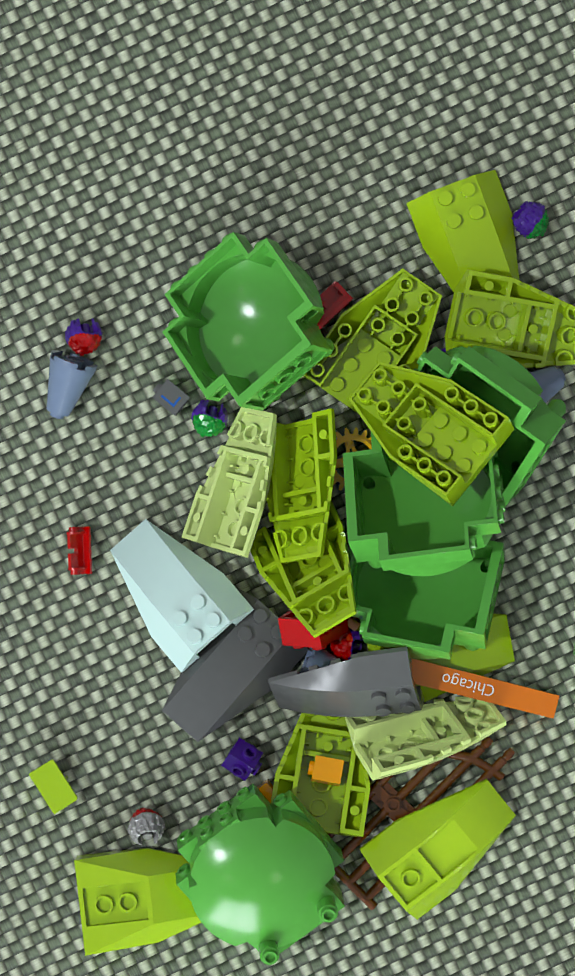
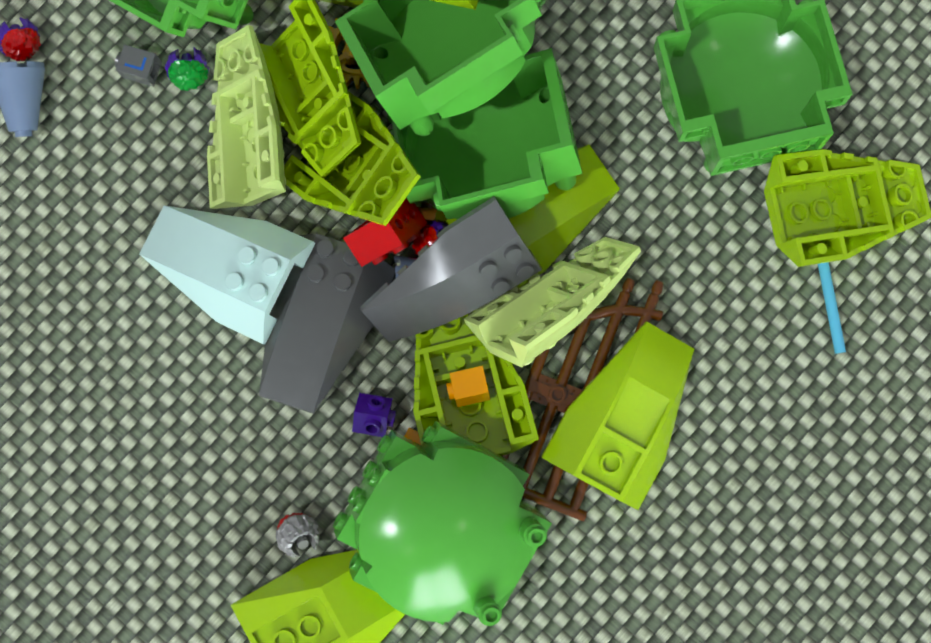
camera: 20 degrees left, 5 degrees down
(53, 786) = (176, 533): lime panel -> none
(80, 540) = (109, 277): red hinge -> none
(484, 688) = (601, 226): orange tile -> none

